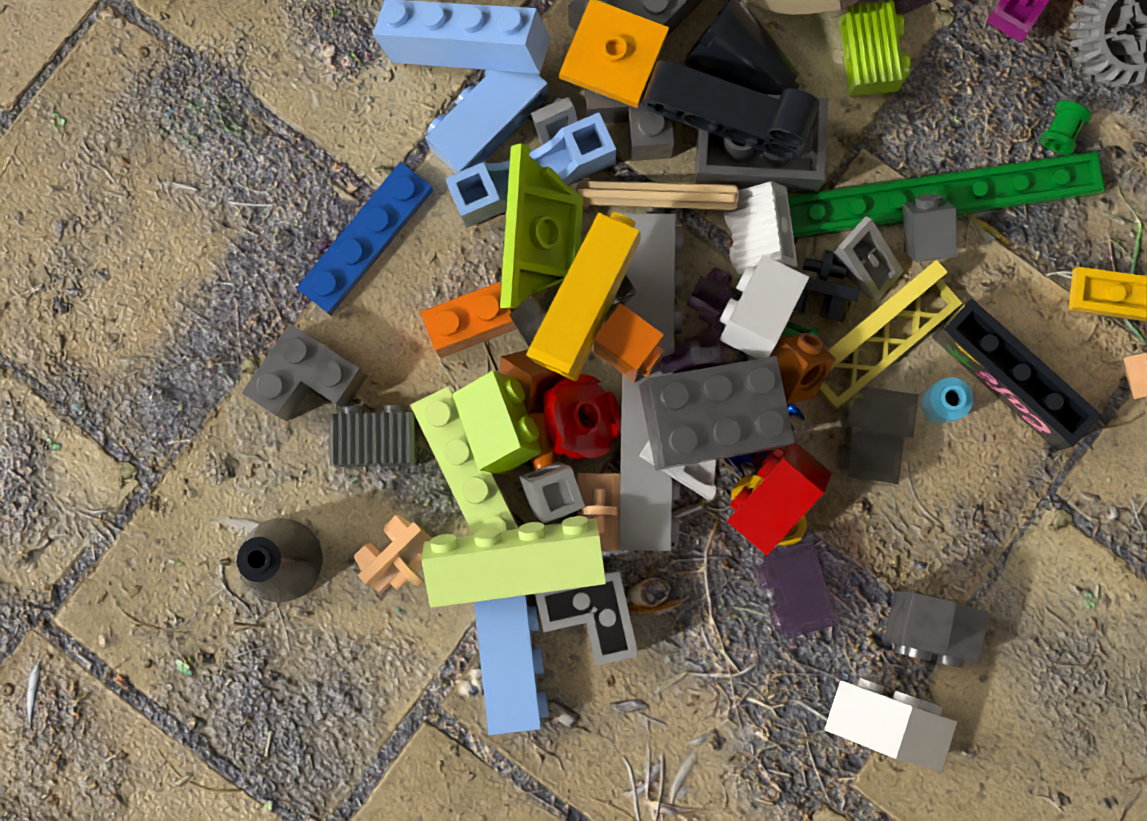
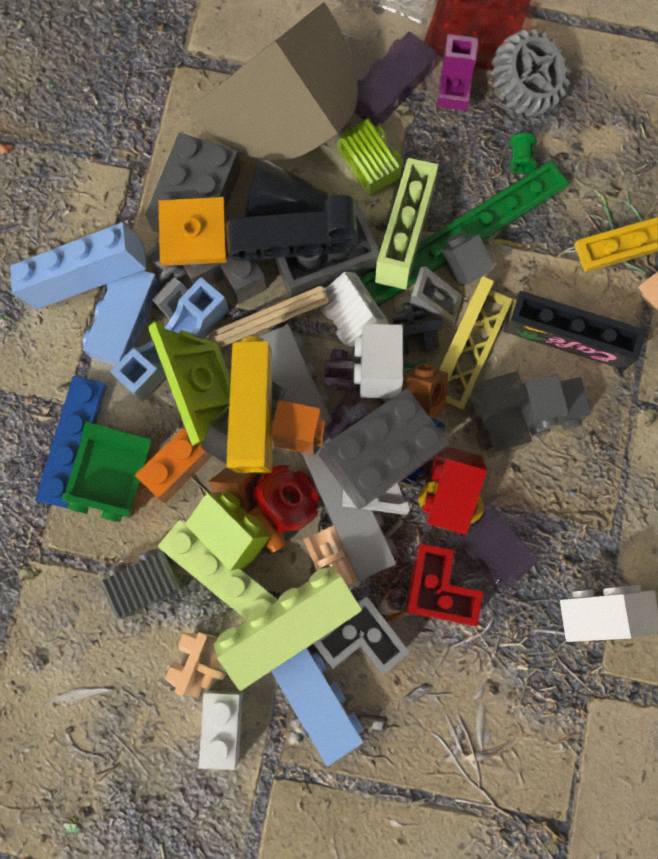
camera: 35 degrees left, 5 degrees down
(280, 560) = (110, 709): black cone -> none
(295, 367) = (60, 556): flat silver brick -> none
(389, 292) = (106, 472): none -> green panel
(390, 639) = (220, 729): none -> white brick
(552, 491) = (291, 561): light grey brick -> none
(560, 87) = (166, 273): none -> light grey bush
(696, 606) = (430, 589): none -> red brick
(875, 154) = (406, 223): none -> yellowish green brick
(935, 405) = (536, 365): medium azure brick -> none
(935, 625) = (604, 529): flat silver brick -> none
(947, 453) = (554, 404): none -> dark grey brick

